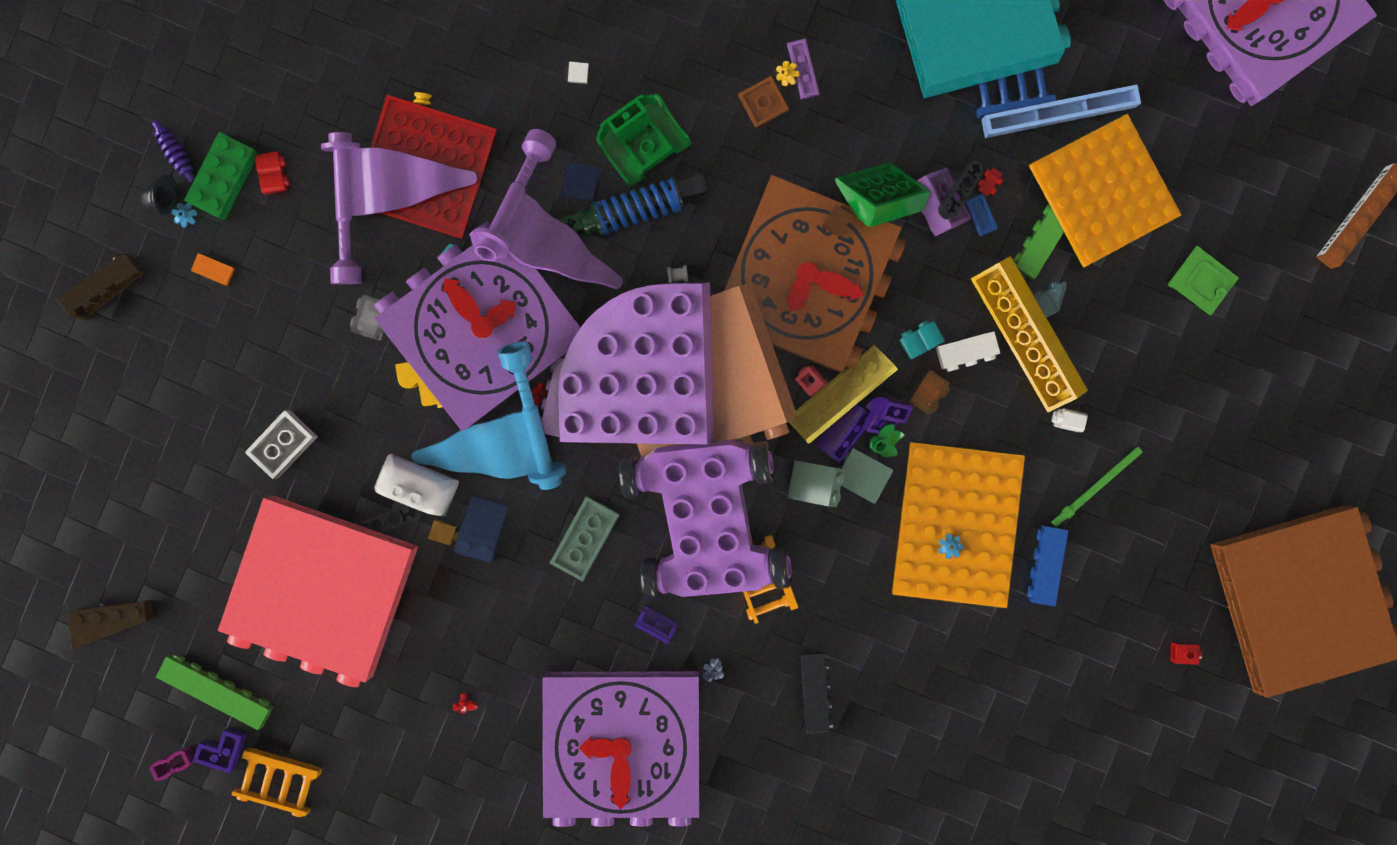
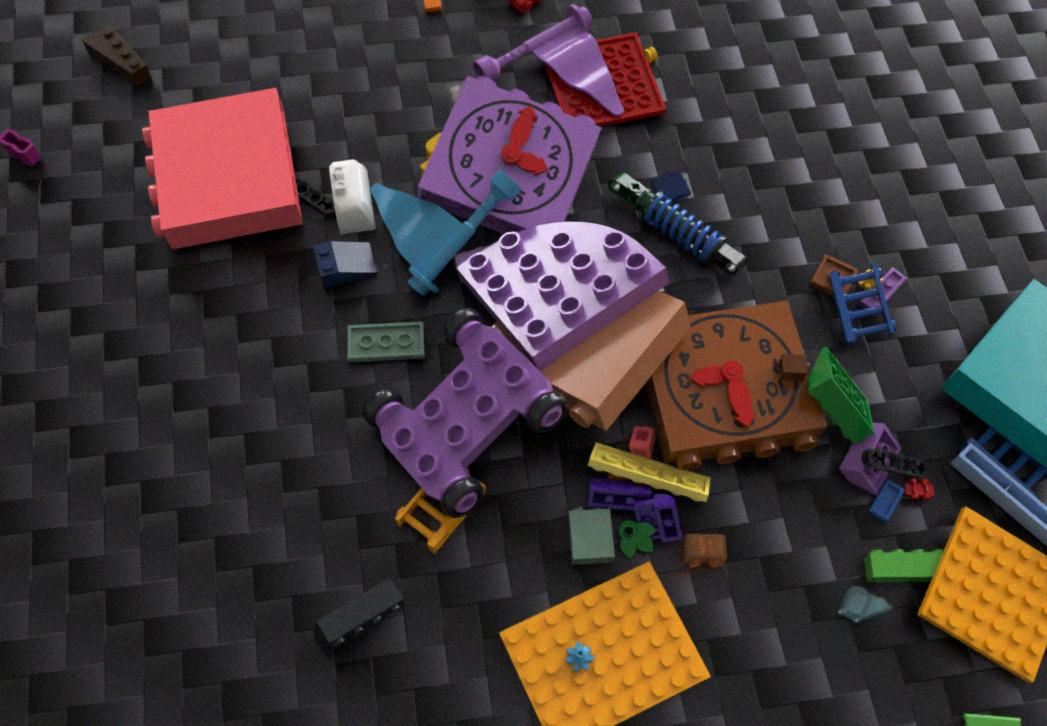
camera: 55 degrees right, 25 degrees down
(214, 691) = (97, 149): bright green brick -> none
(222, 755) = (48, 177): dark purple brick -> none
(273, 762) = (58, 229): light orange fence -> none
(281, 444) = (327, 93): white brick -> none
(443, 532) = (324, 232): pearl gold brick -> none
(465, 704) = (183, 328): red plant -> none
(533, 234) = (609, 153): medium lavender flag -> none
(538, 393) = (483, 240): red plant -> none
(578, 72) = (749, 141): white tile -> none
(621, 747) = (211, 472): medium lavender brick -> none
(640, 137) = (738, 200): green piece -> none
(656, 624) = (343, 439): dark purple hinge -> none
(713, 670) = (329, 513): sand blue plant -> none
(810, 124) = (847, 317): none -> blue fence
(816, 483) = (556, 495): sand green brick -> none
(921, 340) = (744, 514): teal brick -> none
(968, 351) = (765, 561): white brick -> none
(1029, 334) = (821, 605): yellow brick -> none
(1069, 420) = (774, 693): white brick -> none

